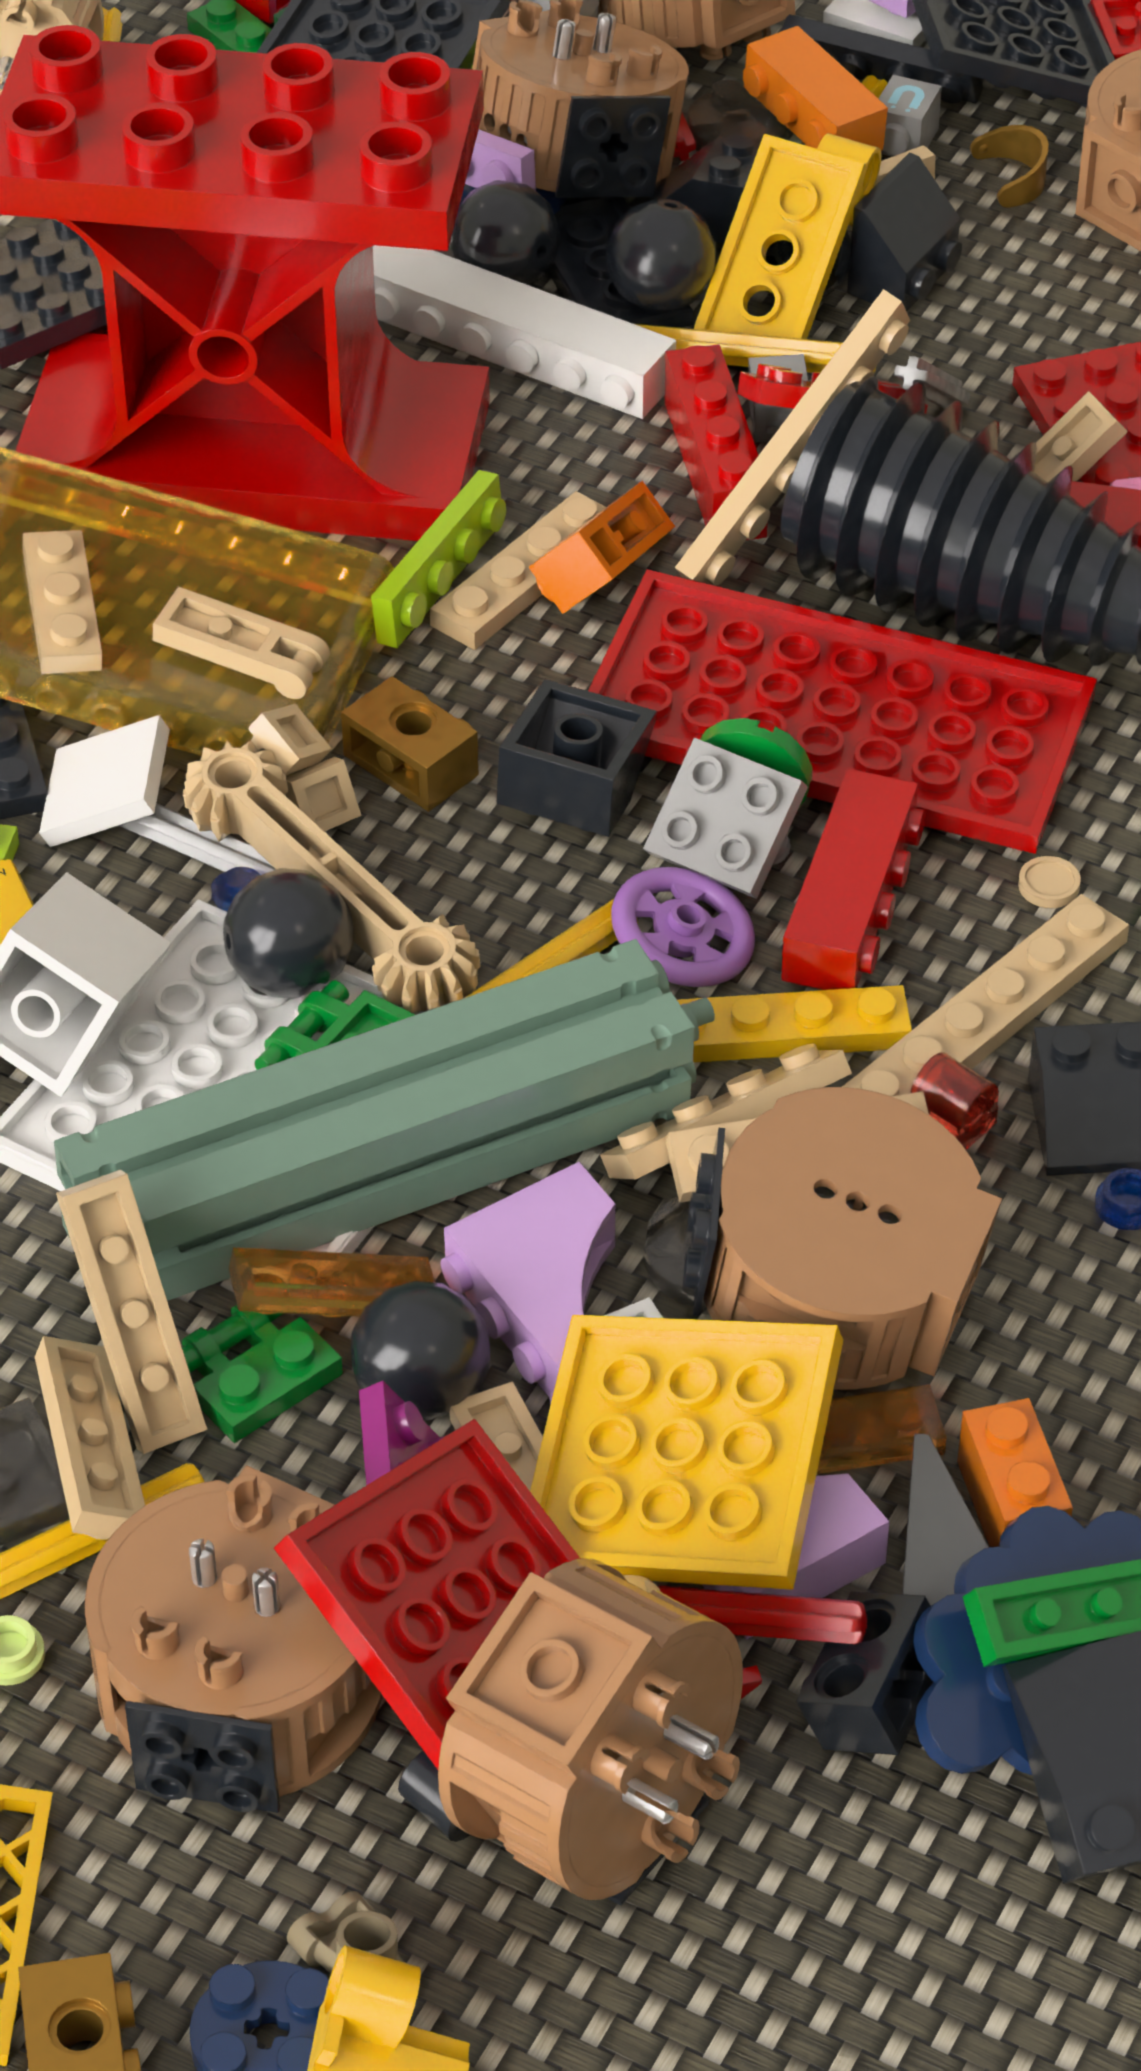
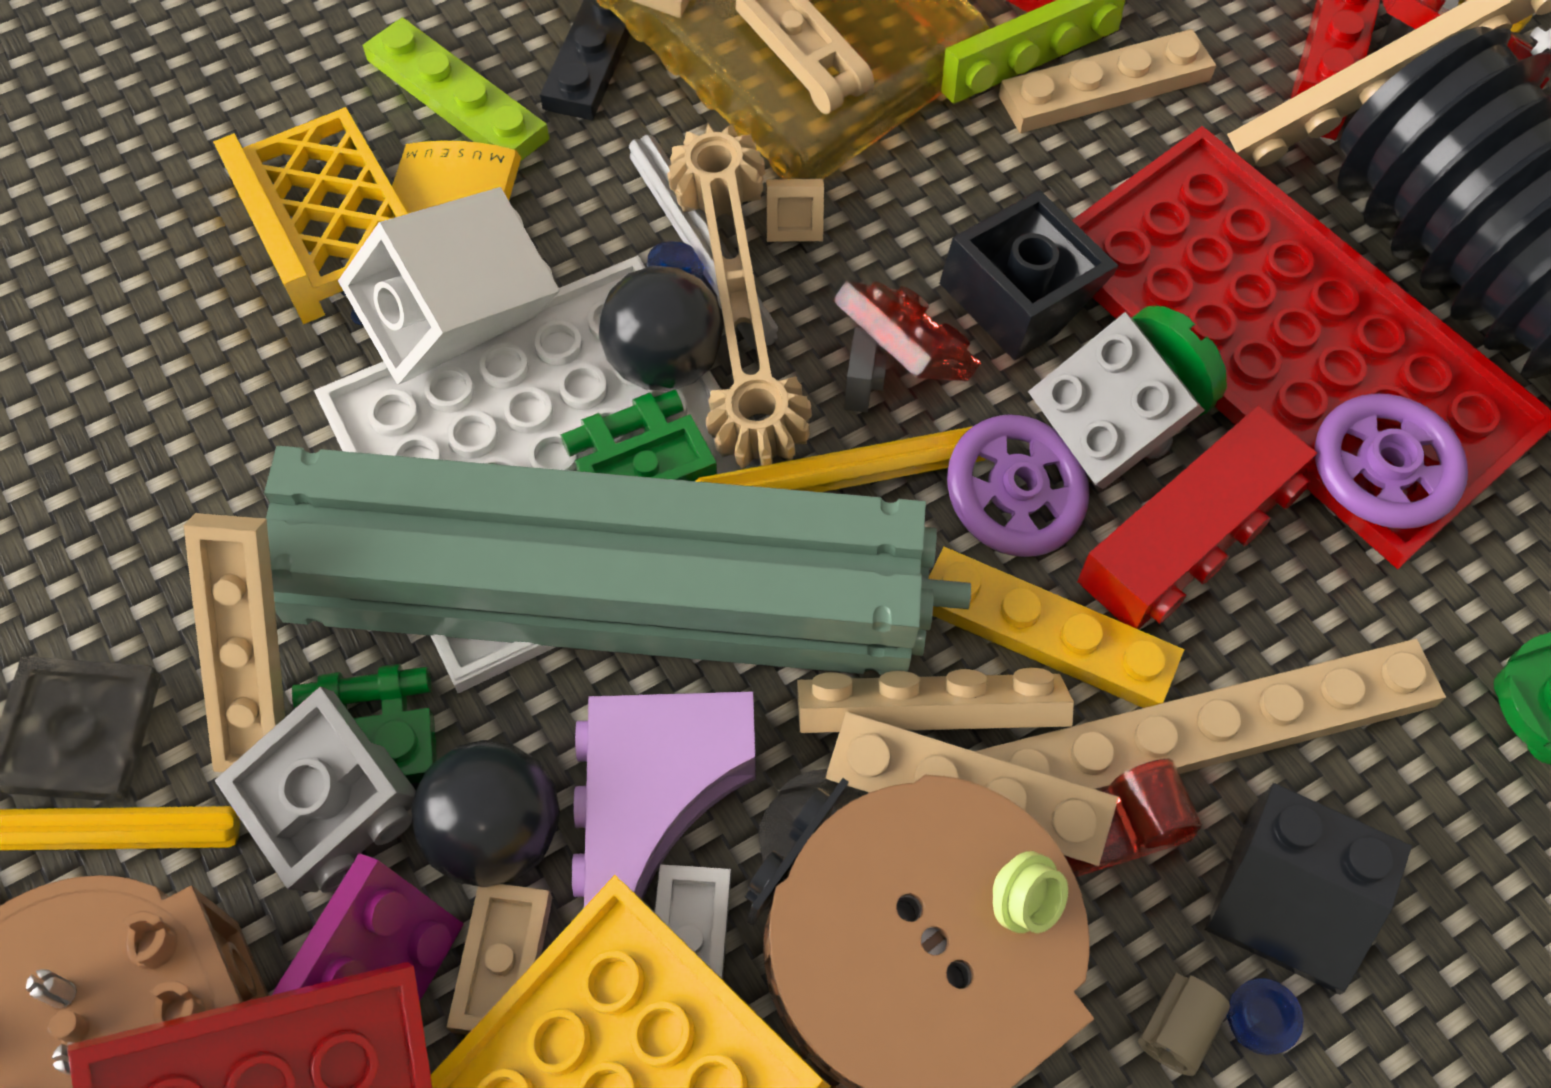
camera: 30 degrees right, 15 degrees up
(88, 1436) = (135, 767): tan plate -> none
(104, 781) = (635, 116): white tile -> none
(268, 1400) = (317, 794): none -> light grey plate
(290, 737) = (787, 147): tan tile -> none
(318, 1281) = (463, 693): clear orange plate -> none
(410, 743) = (903, 194): pearl gold brick -> none
(483, 898) = (865, 371): none -> dark grey plate
(488, 837) = (907, 332): none -> clear red plate
(601, 548) = (1179, 88): orange slope -> none
(906, 1128) = (1029, 893): none -> yellowish green plate
(979, 765) = (1403, 448): none -> medium lavender plate
(1049, 882) = (1394, 604): tan piece -> none
(1071, 1232) = (1184, 1024): none -> dark tan piece

